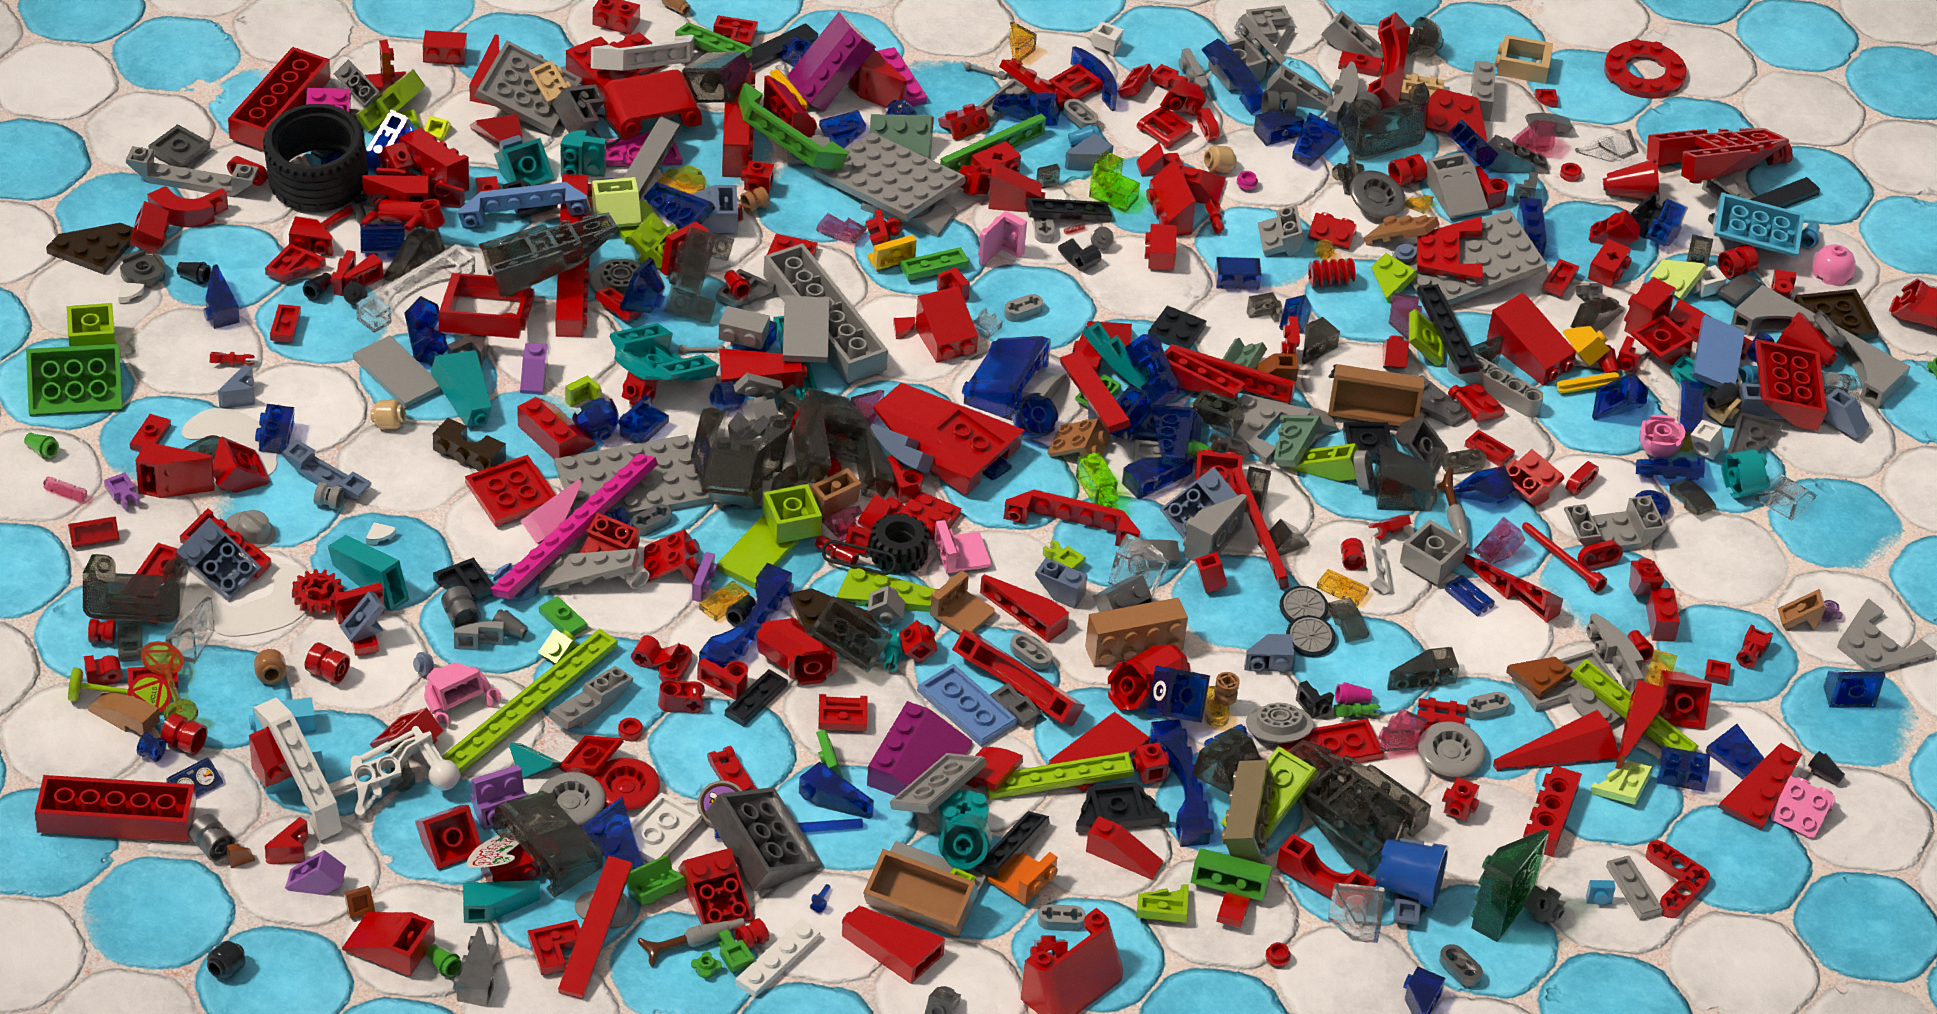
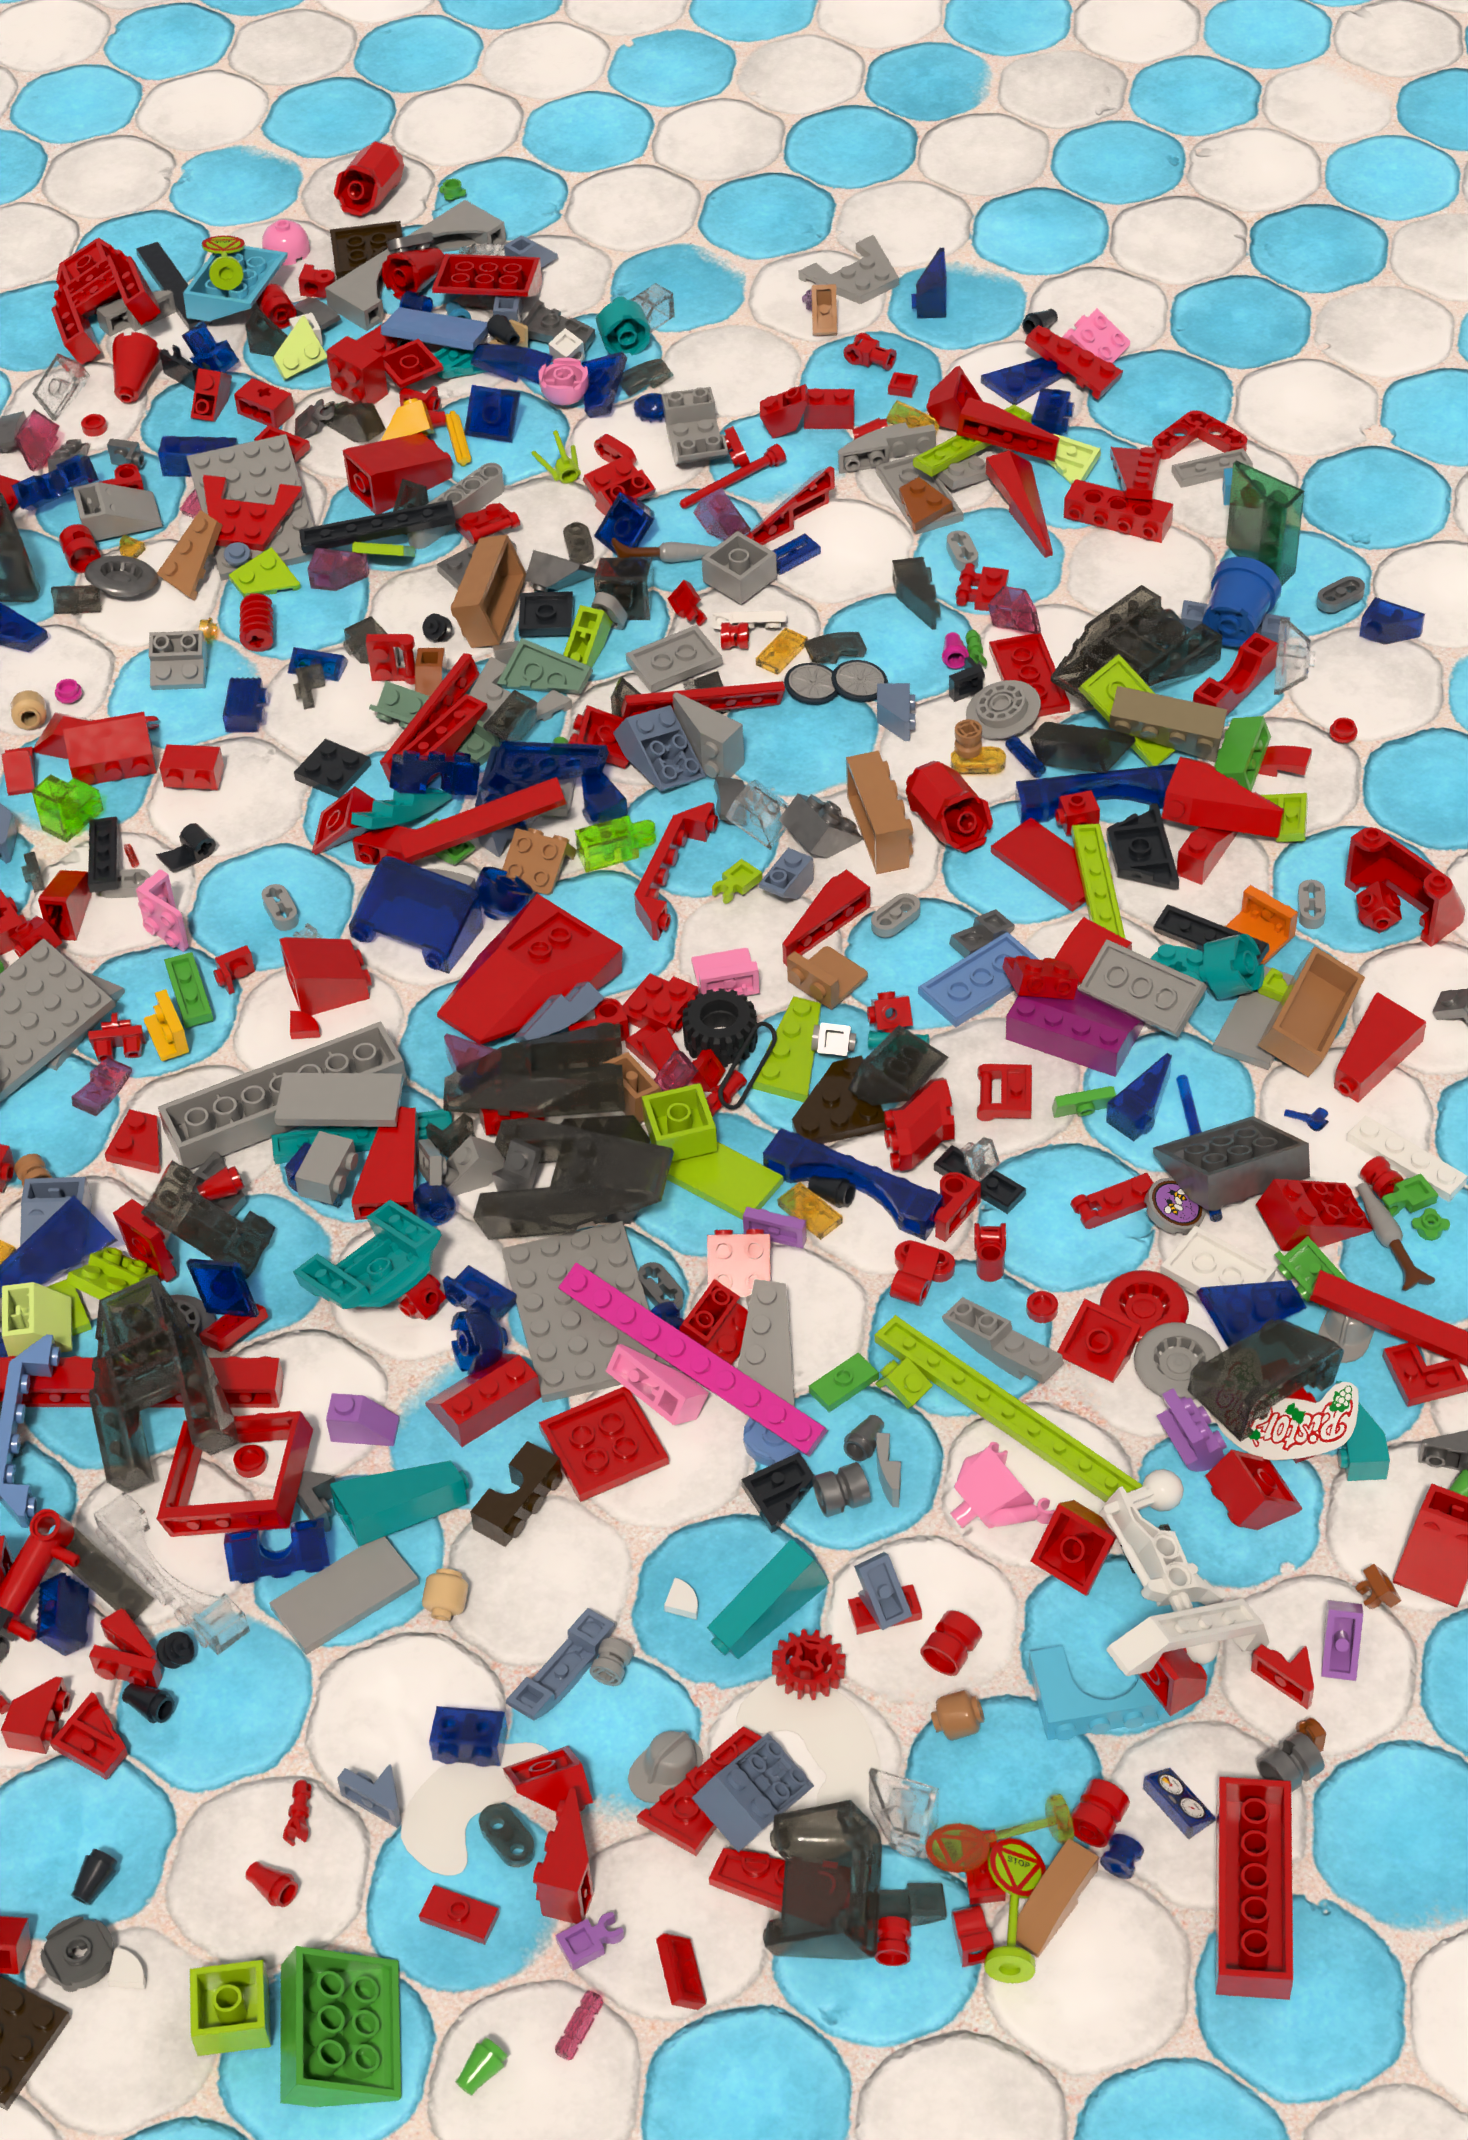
camera: 80 degrees left, 5 degrees up
(179, 348) = (273, 1884): none -> red cone
(220, 303) = (168, 1834): clear blue slope -> none
(285, 323) = (229, 1741): red plate -> none
(349, 599) = (832, 1601): red plate -> none
(423, 663) = (942, 1532): sand blue plate -> none
(531, 761) = (1108, 1406): teal slope -> none
(582, 390) = (407, 1363): lime bracket -> none
(683, 348) = (326, 1217): light grey hinge -> none
(762, 685) = (980, 1158): none -> clear tile
(953, 725) = (1041, 977): none -> red plate
(1026, 681) = (921, 942): red arch -> none
(1102, 237) = (162, 824): flat silver wheel -> none
(1156, 839) = (1211, 800): none -> red wedge
(1178, 694) = (988, 774): clear blue brick -> none
(1211, 572) = (772, 747): red brick -> none
(1229, 444) = (554, 724): flat silver plate -> none
(1321, 518) = (674, 658): none -> light grey plate
(1336, 230) = (176, 615): red bracket -> none
(1395, 352) = (401, 579): red slope -> none
(1449, 755) = (1037, 573): light grey wheel -> none
(1458, 803) = (1112, 573): red brick -> none
(1491, 447) = (558, 524): red tile -> none
(1557, 447) = (566, 468): none -> lime plant
(1609, 823) = (1137, 470): none -> red wing
(1792, 210) = (224, 271): none -> lime piece

